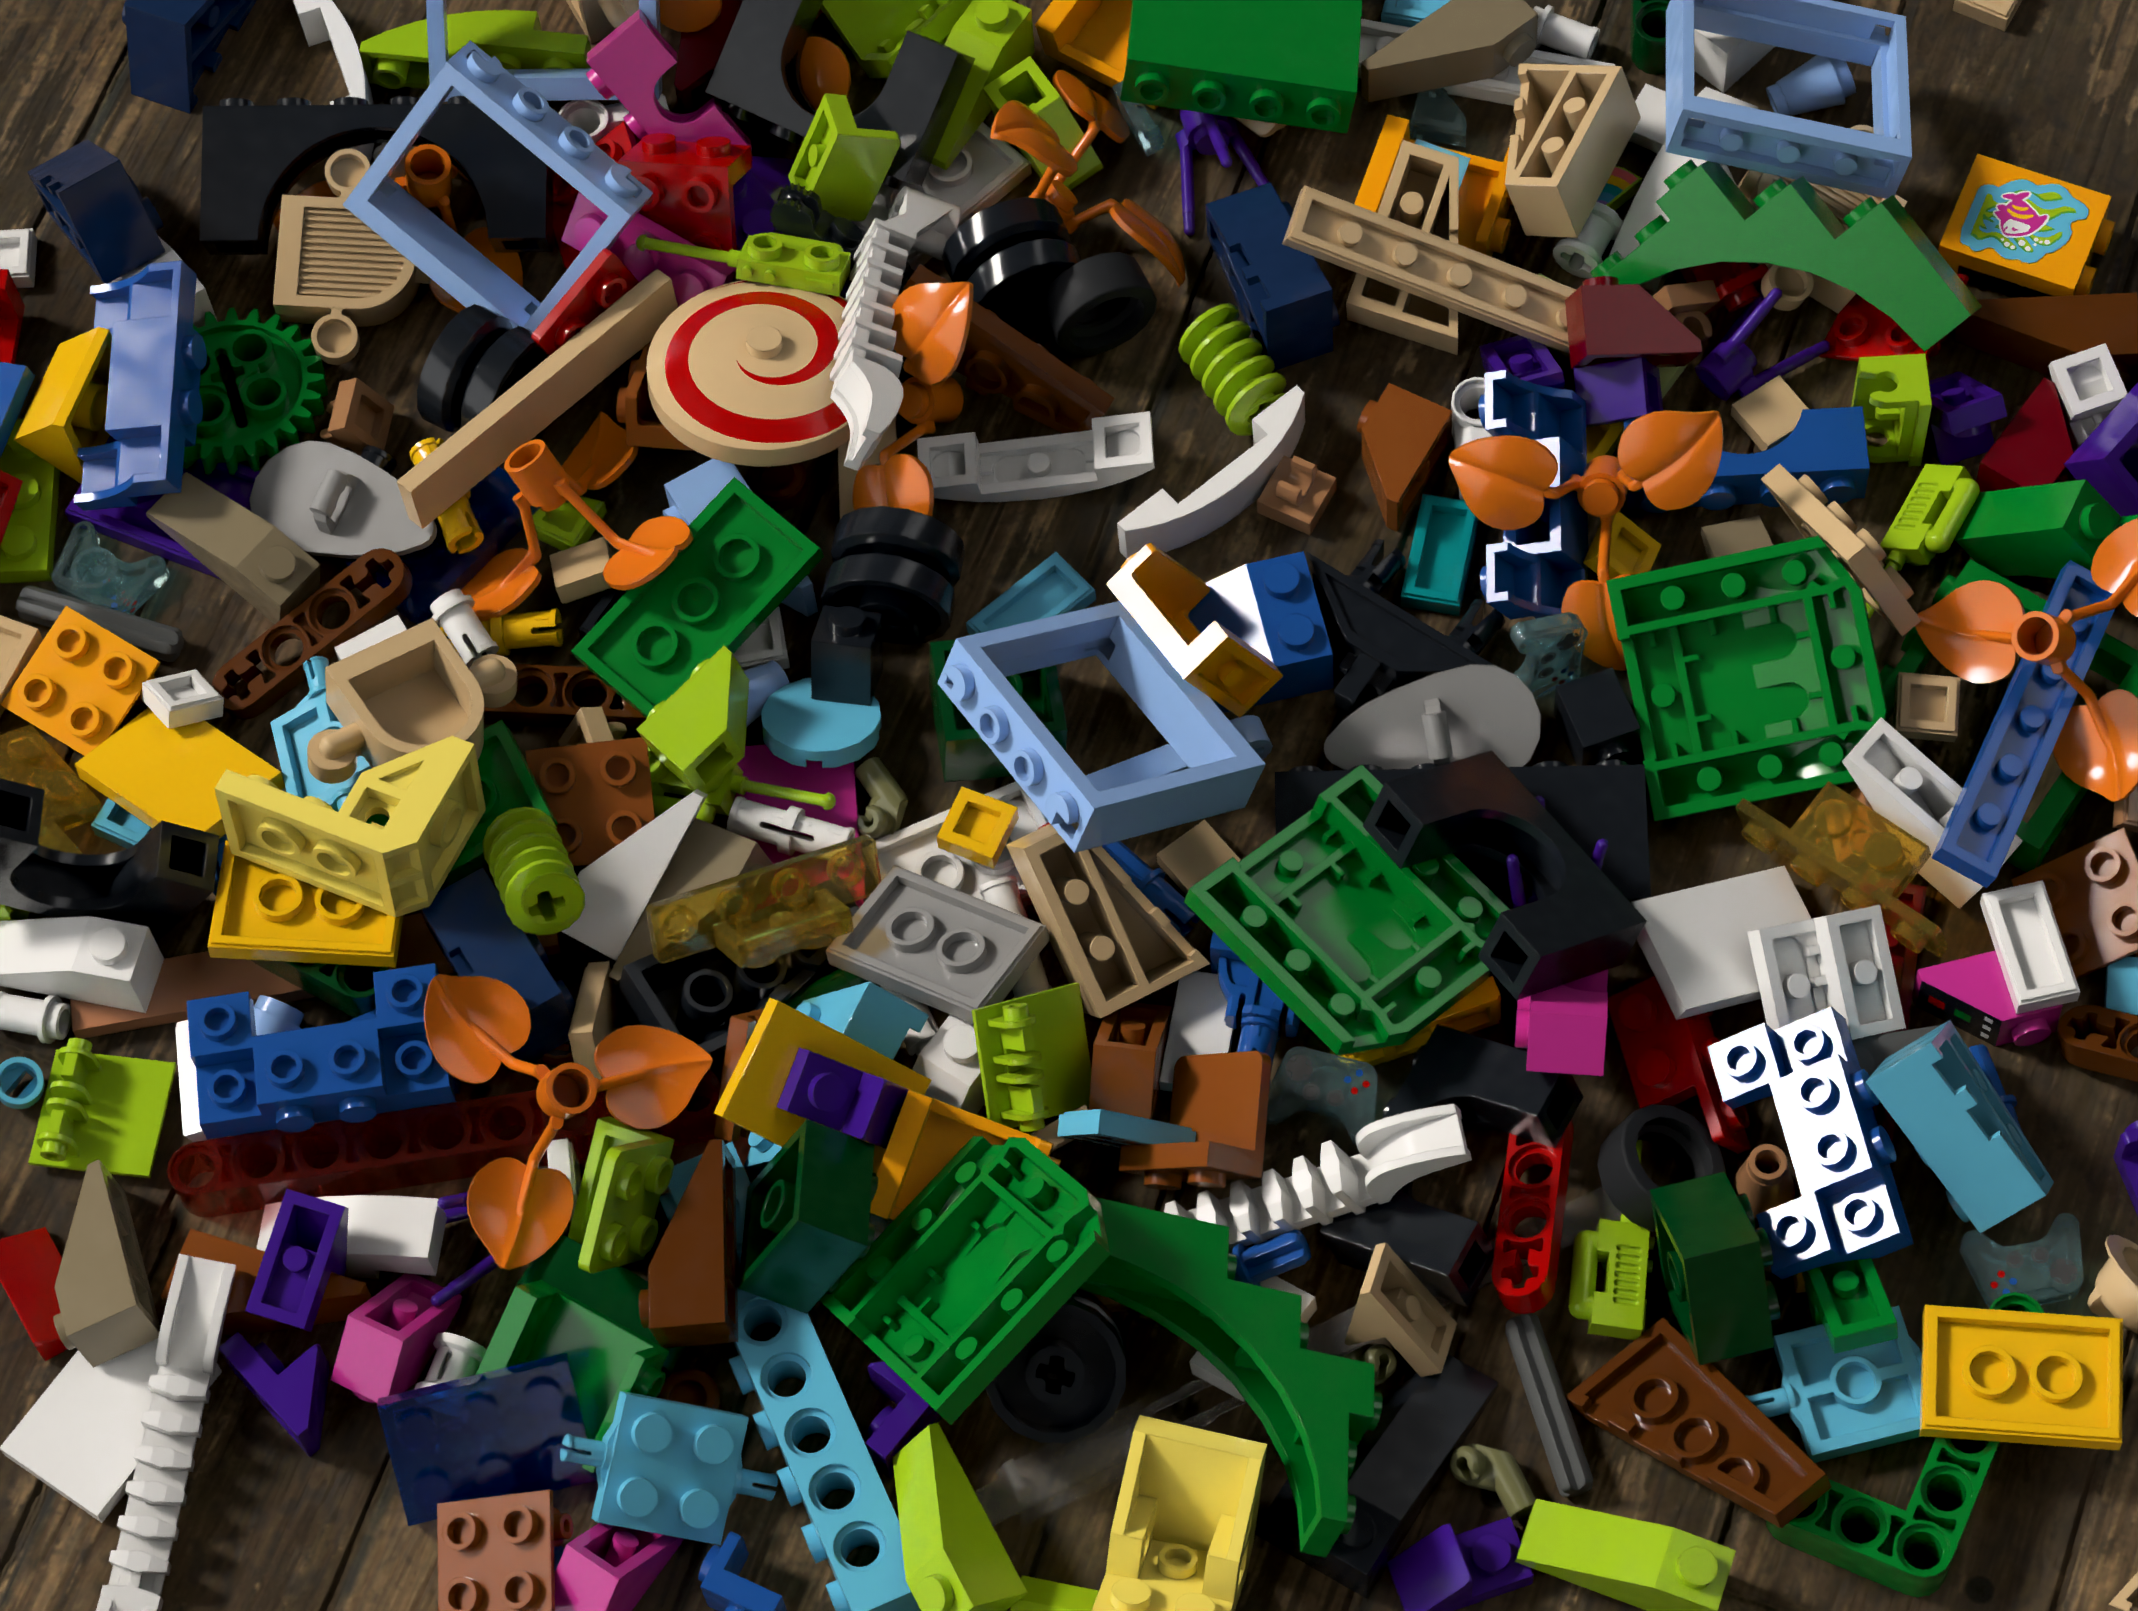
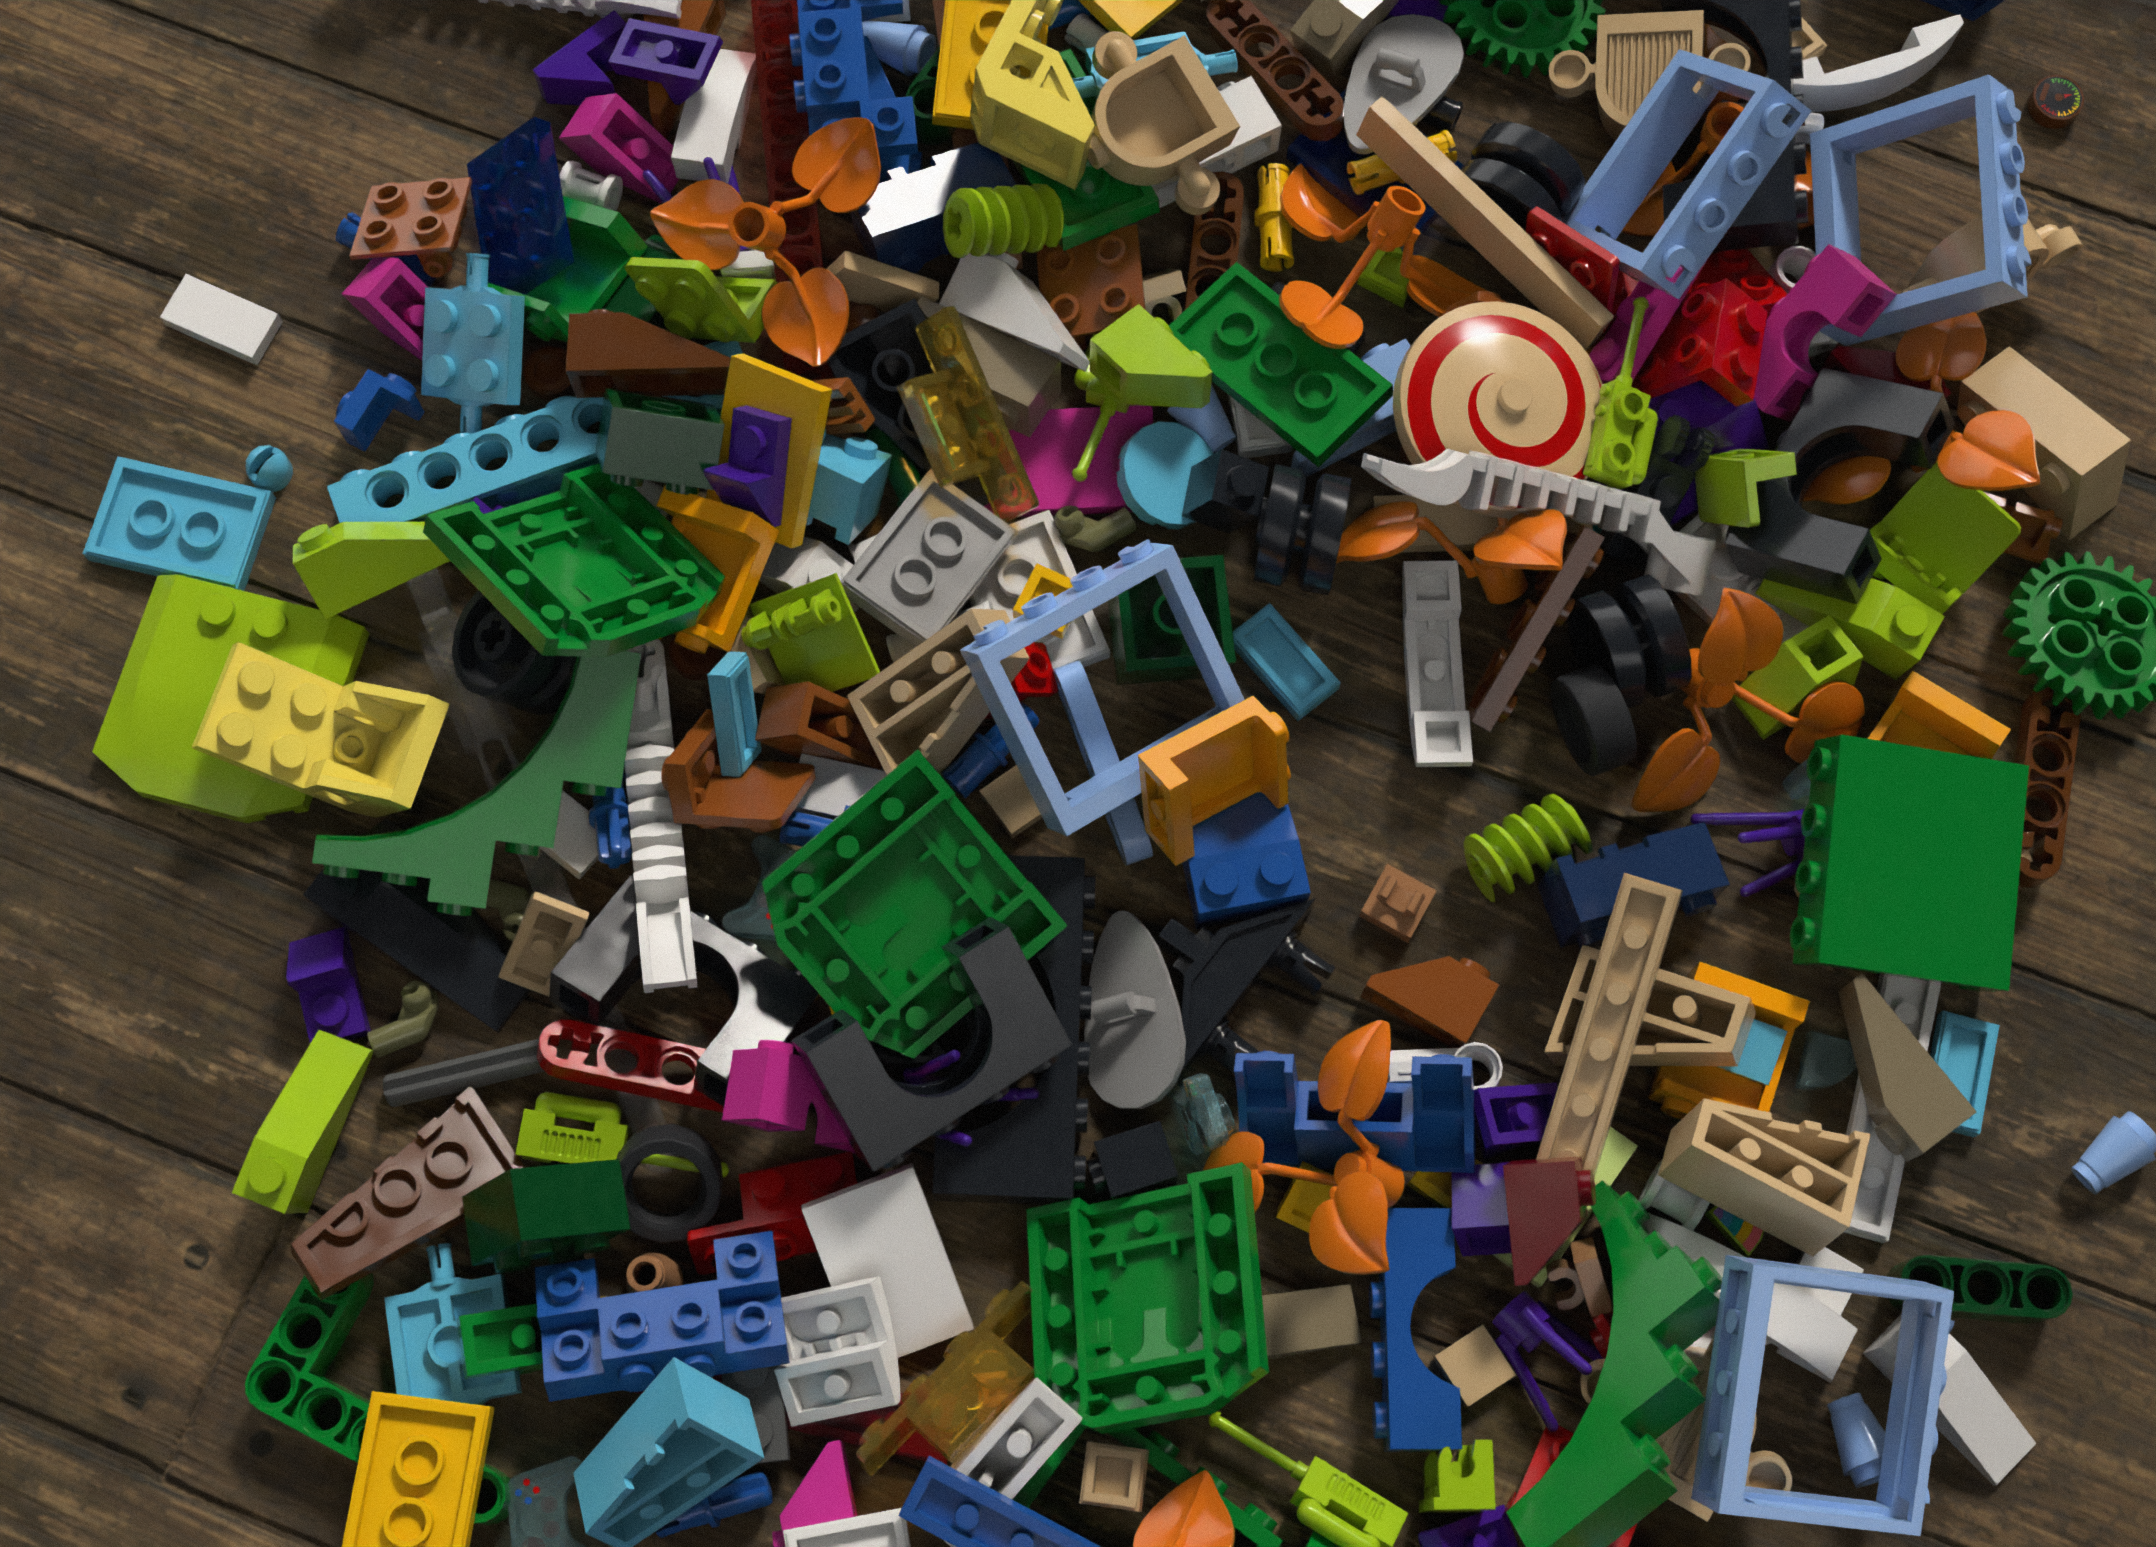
camera: 85 degrees right, 10 degrees up
(358, 417) = (1490, 97): medium nougat tile -> none
(457, 618) = (1267, 177): white pin -> none
(514, 36) = (1888, 190): lime slope -> none
(580, 570) = (1330, 273): tan tile -> none
(753, 821) = (1059, 446): white pin -> none
(1227, 493) = (1456, 884): white slope -> none
(1440, 556) = (1313, 1026): teal tile -> none
(1565, 34) = (1925, 1188): white pin -> none
(1857, 552) = (1281, 1404): tan plate -> none

